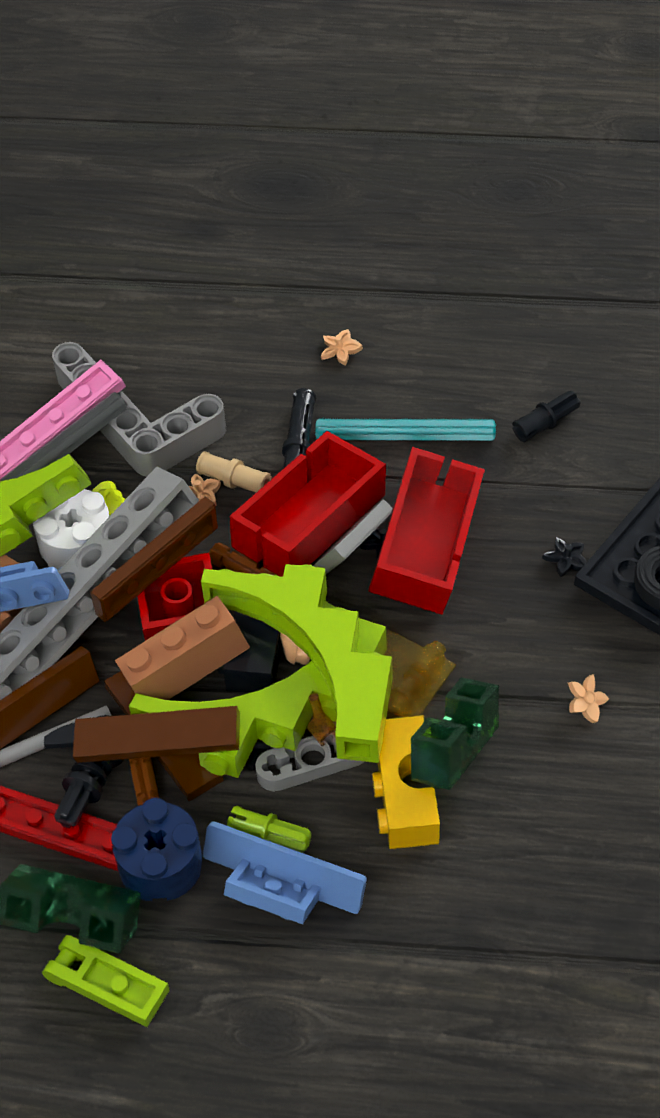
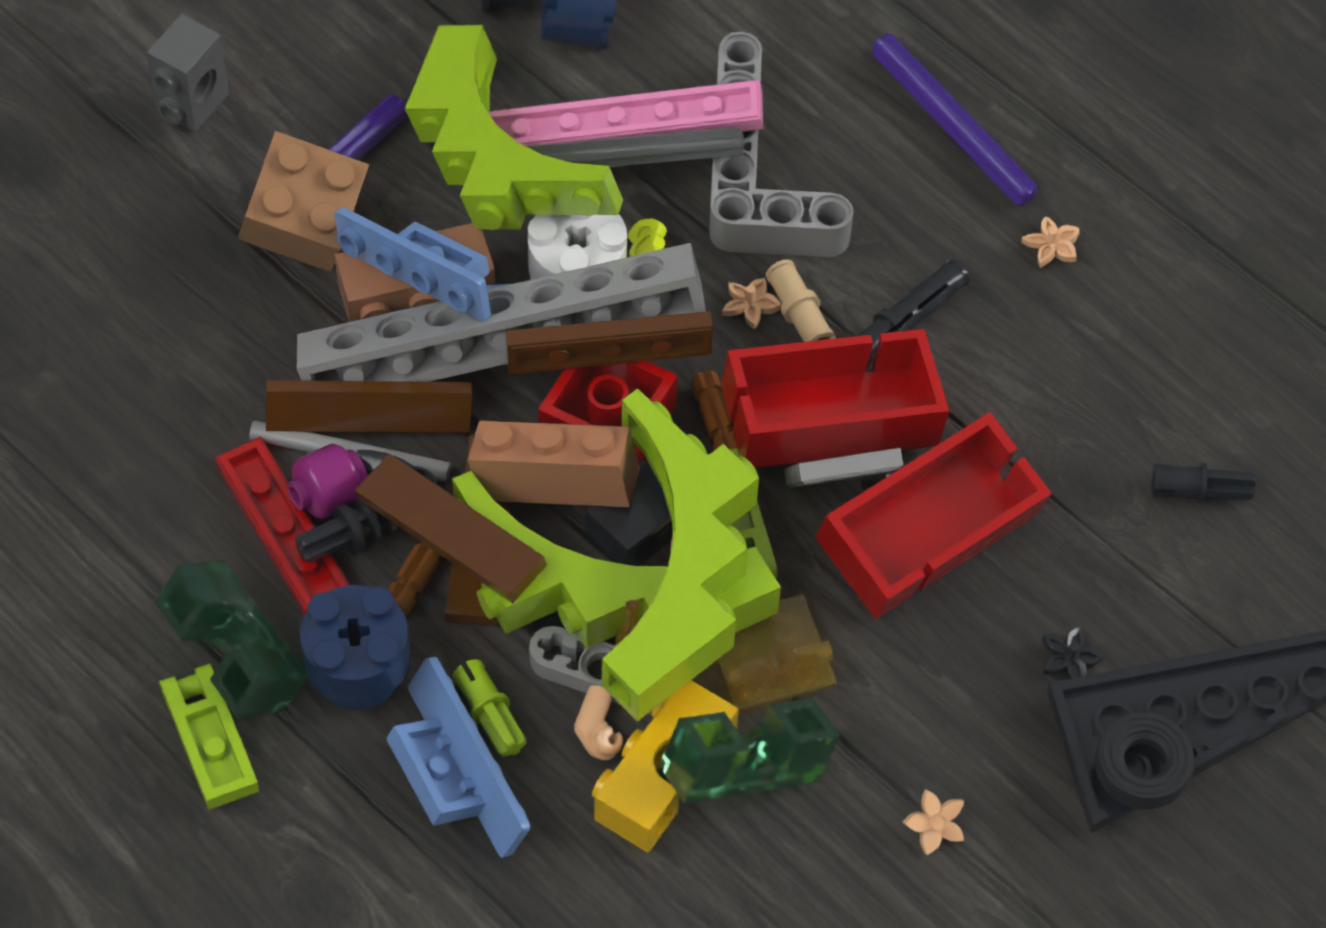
camera: 35 degrees right, 5 degrees up
(41, 768) = (326, 480): none -> magenta head
(222, 318) = (954, 119): none -> dark purple axle
(340, 796) = (593, 729): none -> light nougat arm
(408, 429) = (1032, 389): teal axle -> none

